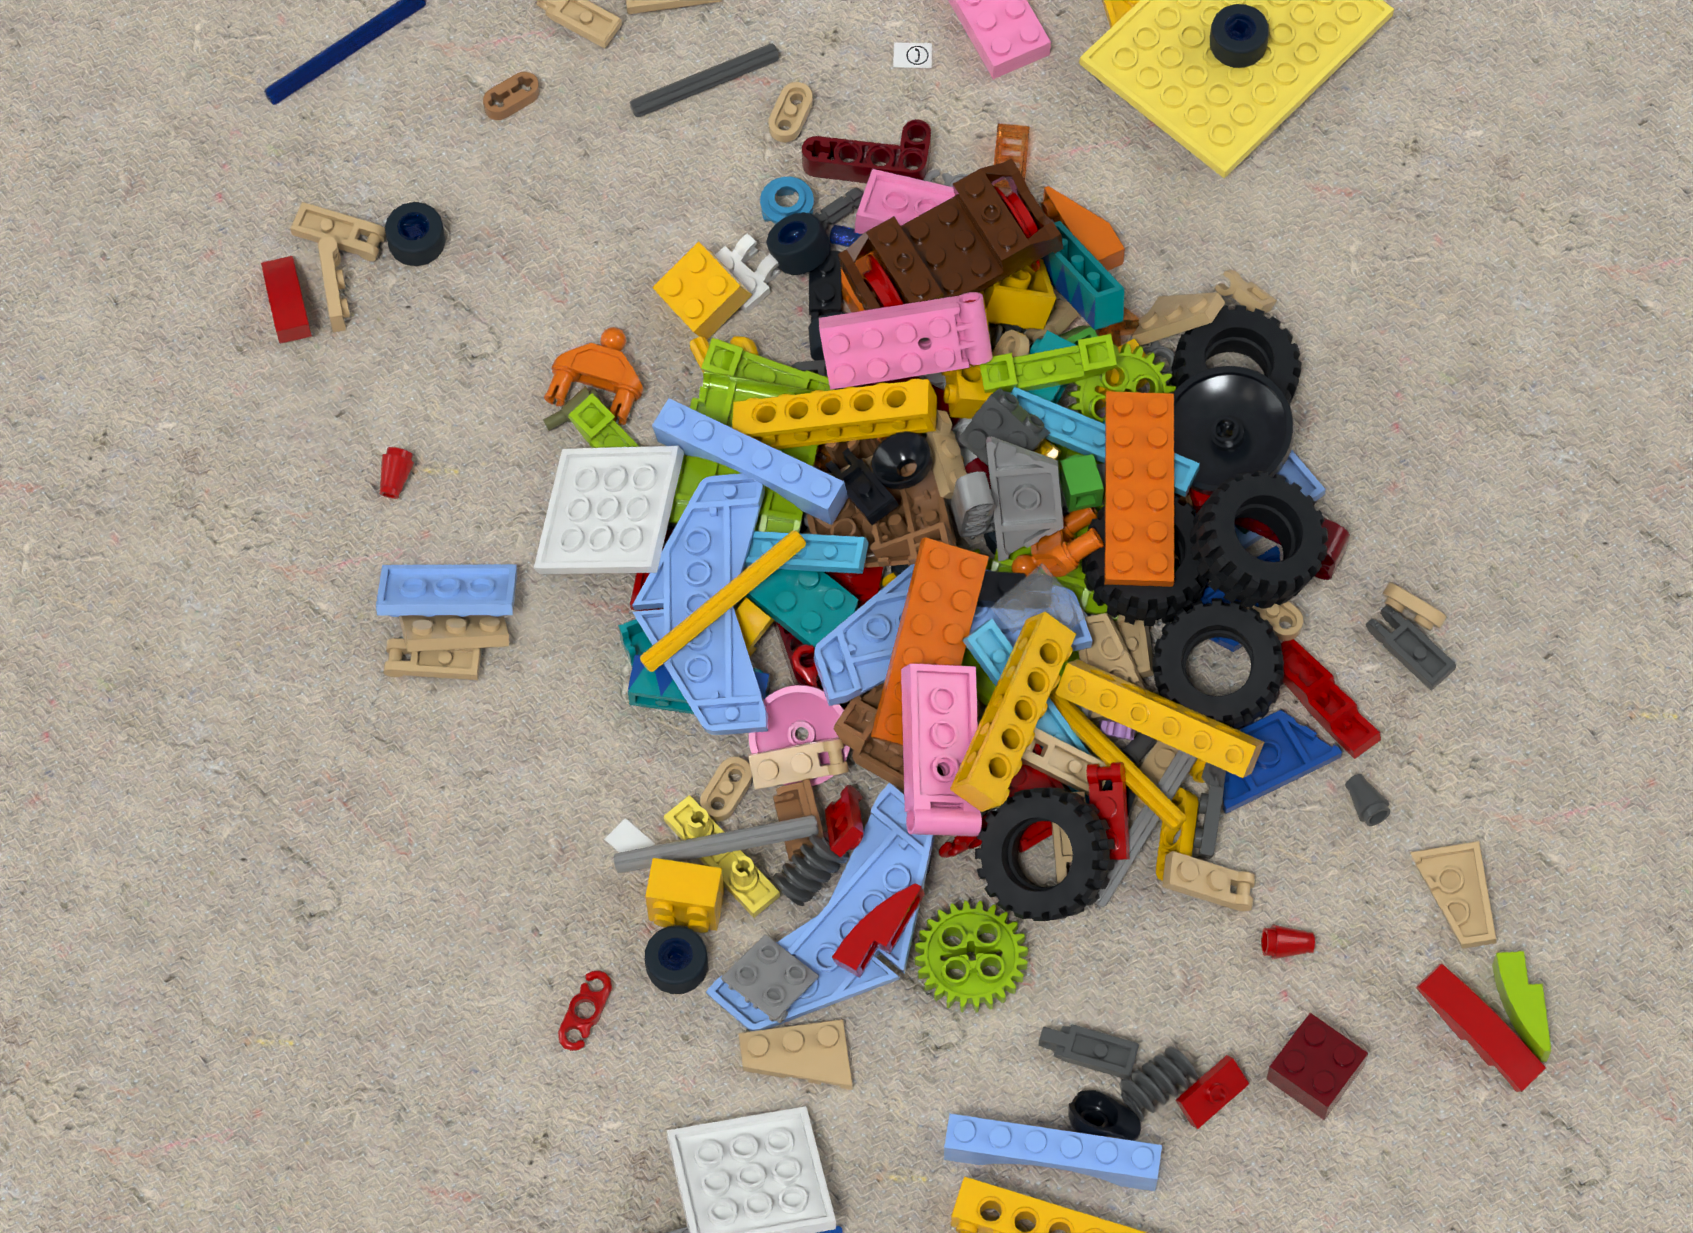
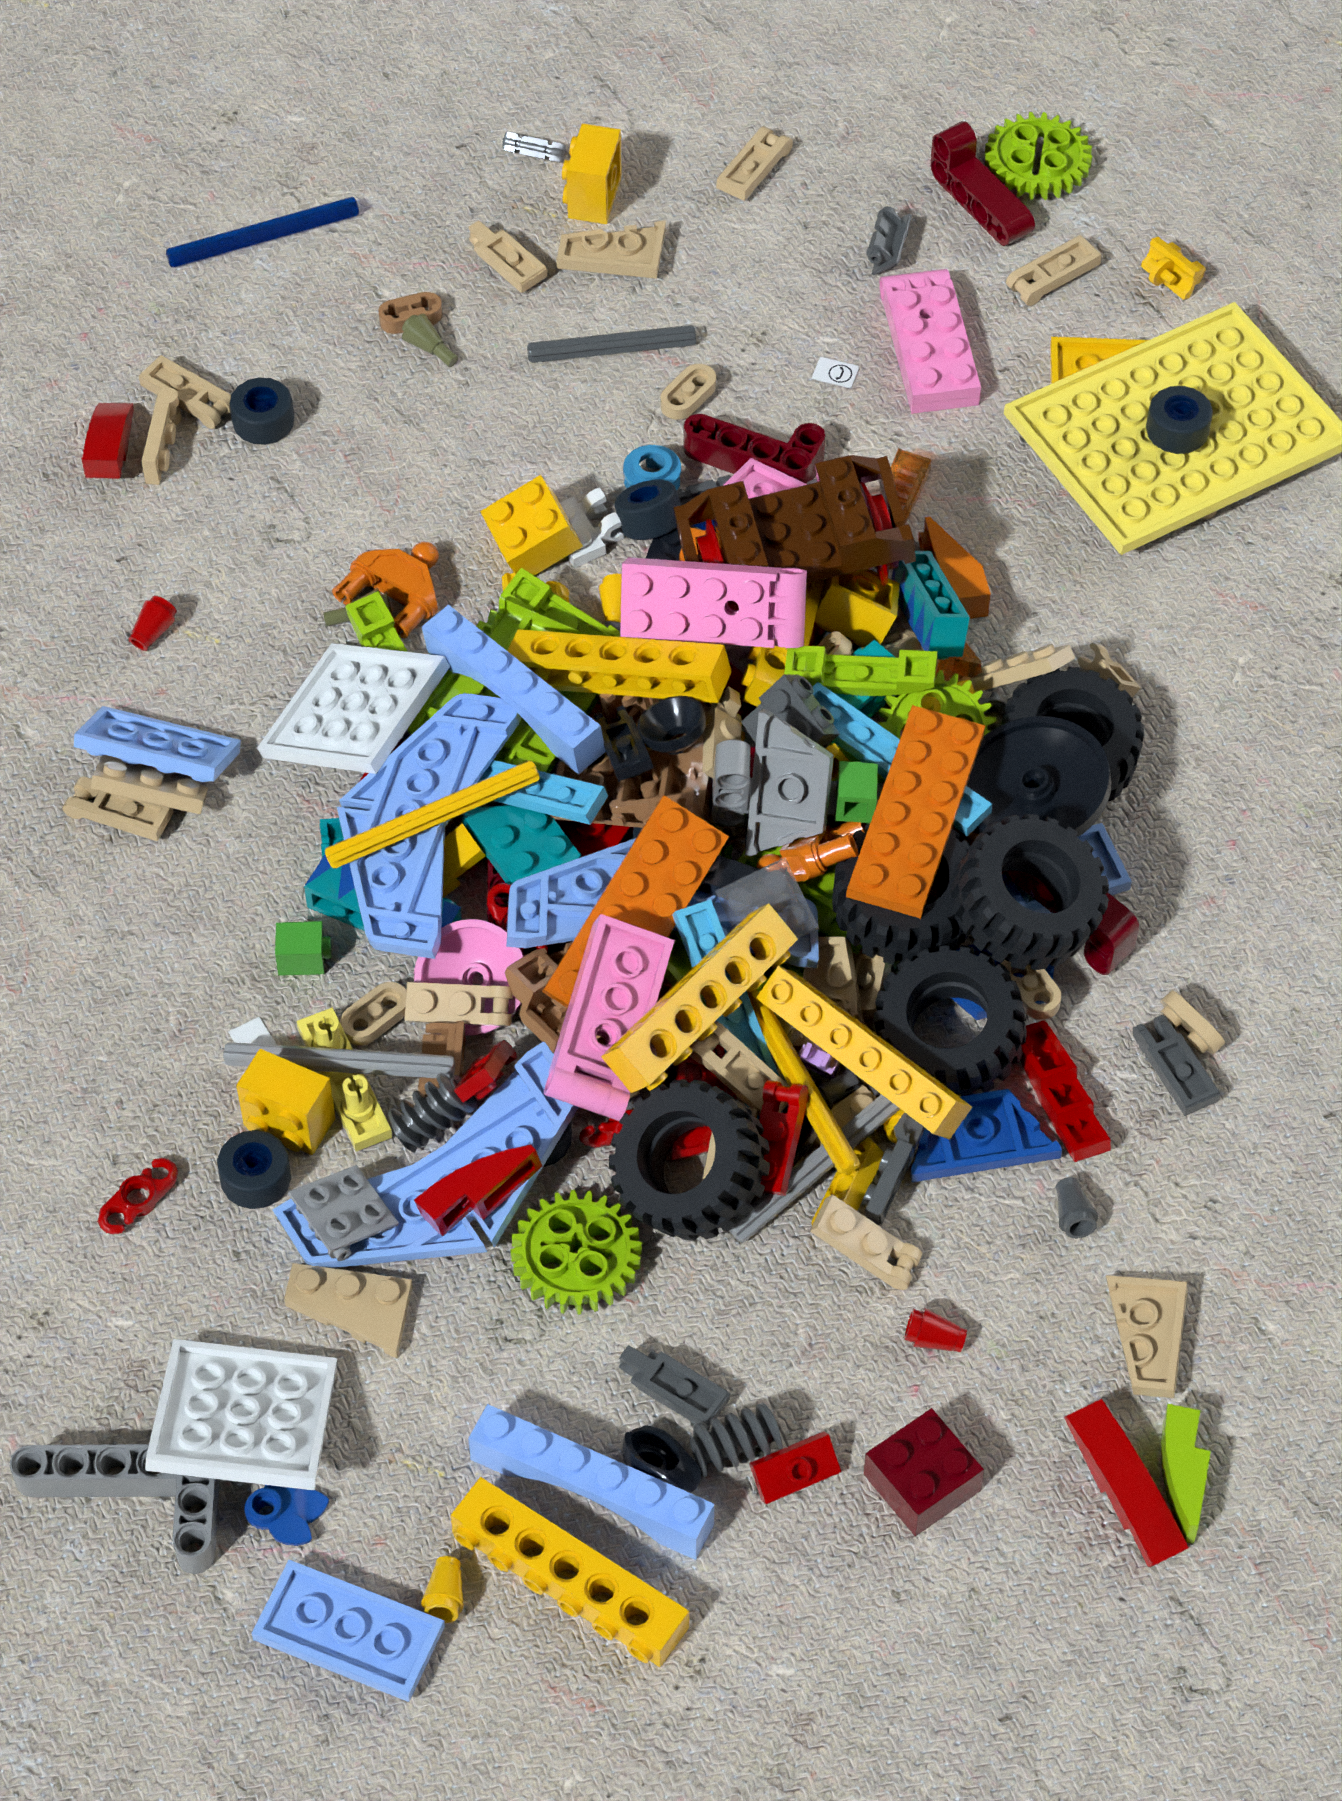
camera: 15 degrees right, 10 degrees down
(532, 117) = (422, 334): none -> olive cone
(642, 747) = (301, 948): none -> bright green brick
(795, 335) = (611, 597): none -> yellow cone

